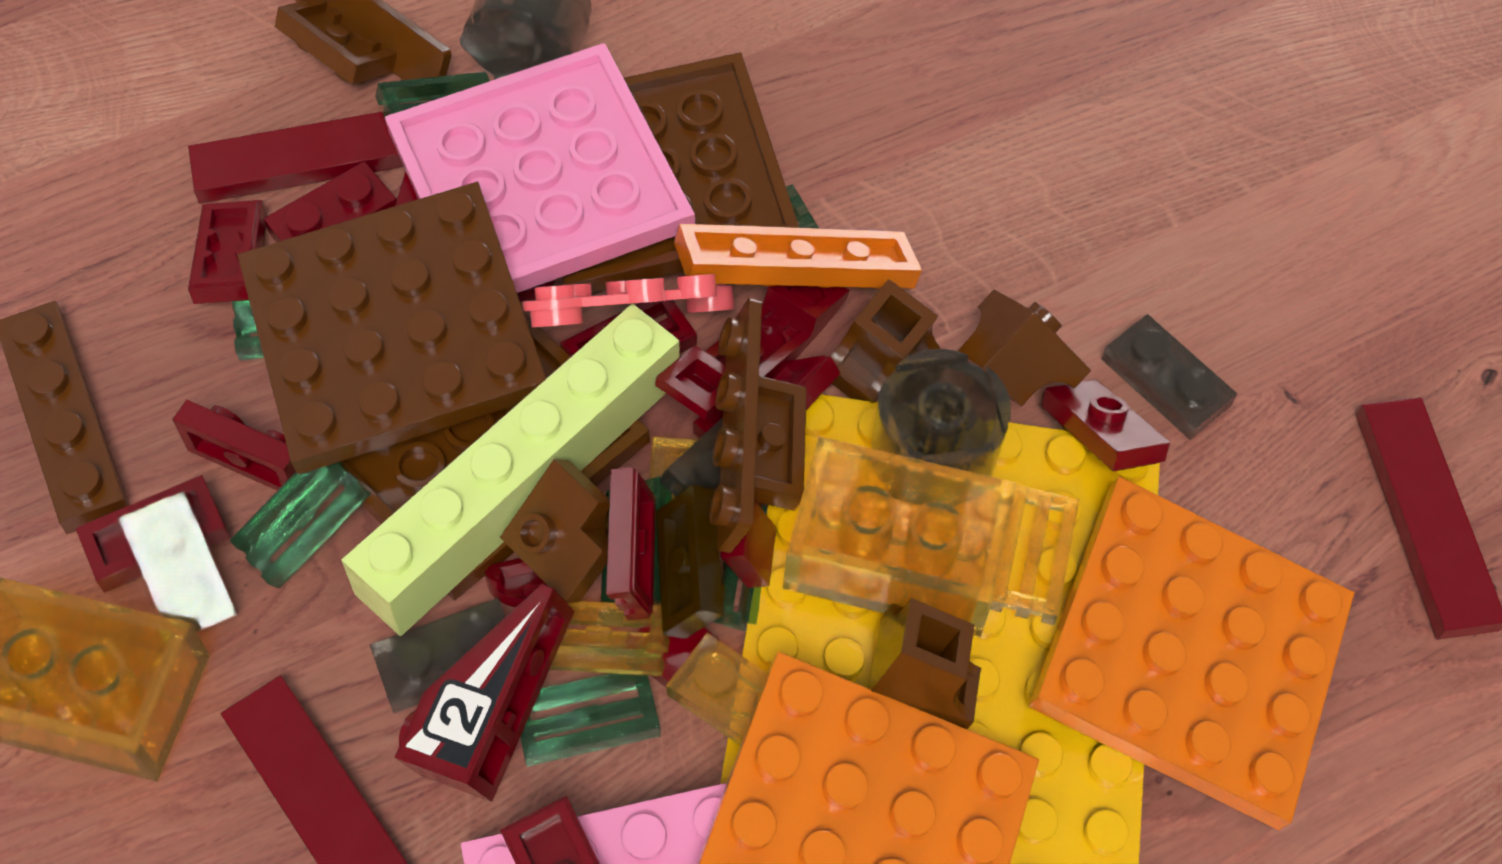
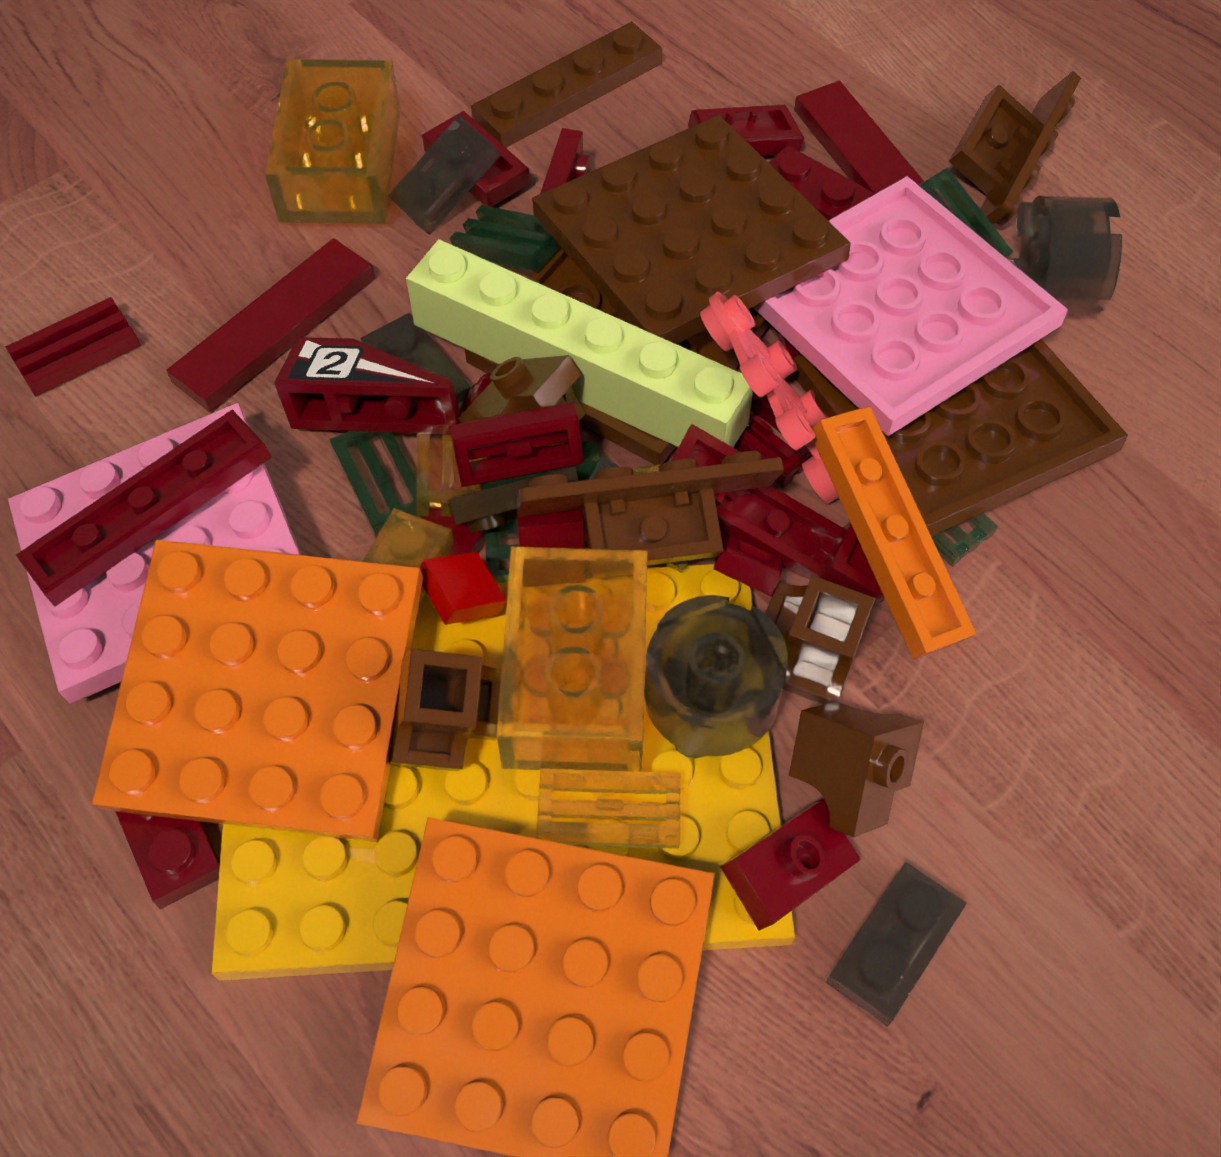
camera: 80 degrees right, 0 degrees up
(781, 628) = (461, 588): none -> red tile

